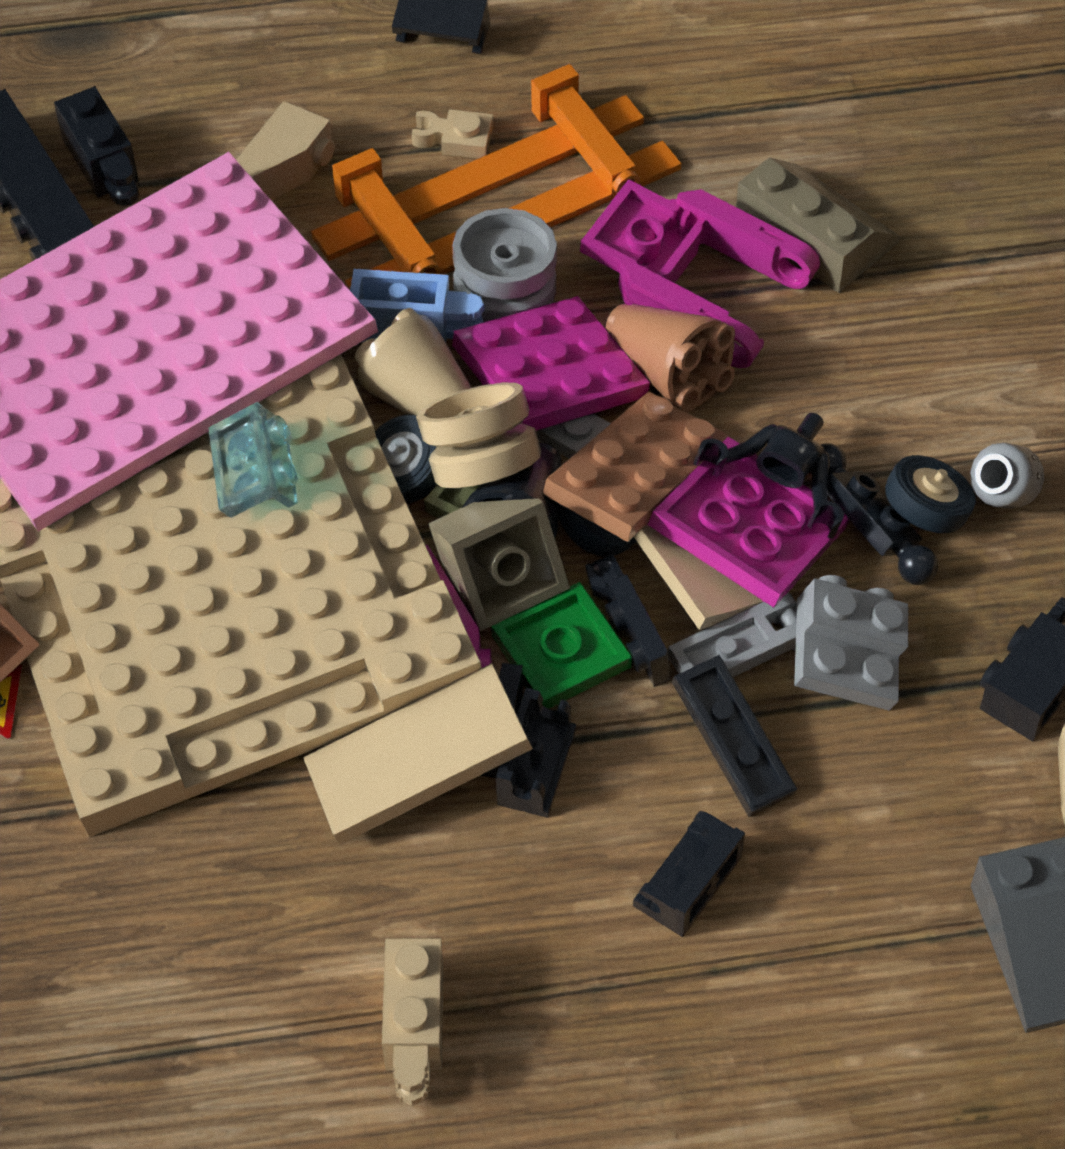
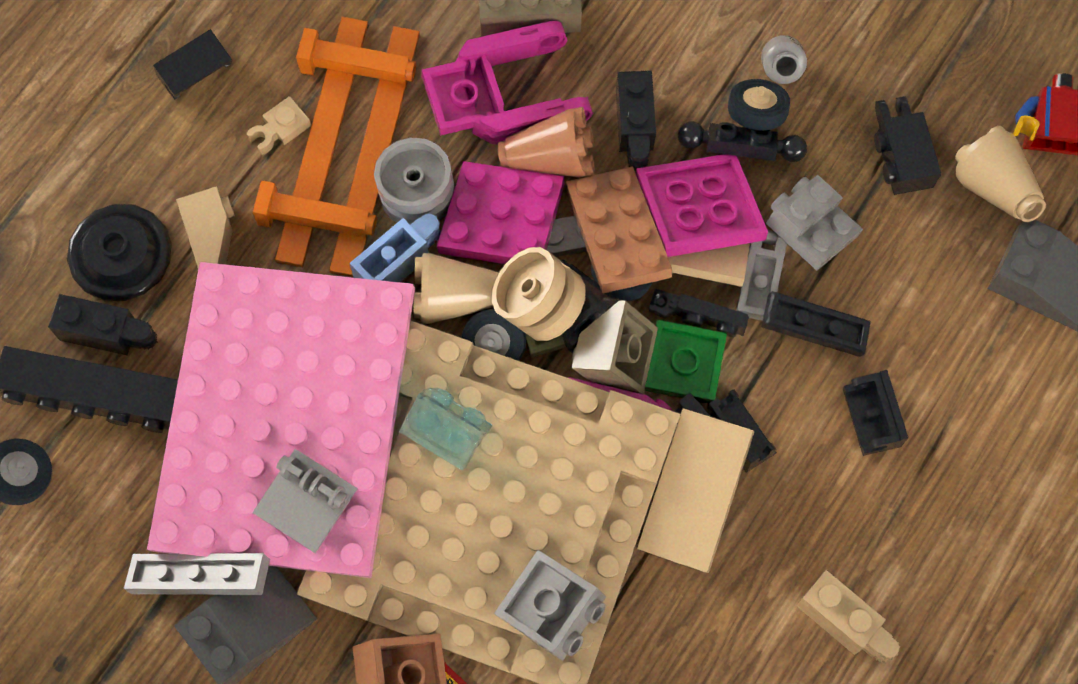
camera: 50 degrees left, 15 degrees up
(59, 400) = (304, 500): none -> light grey hinge
(145, 697) = (552, 606): none -> light grey plate
(194, 113) = (119, 252): none -> black piece
(785, 460) = (685, 152): black piece -> none
(799, 384) = (635, 116): none -> black hinge

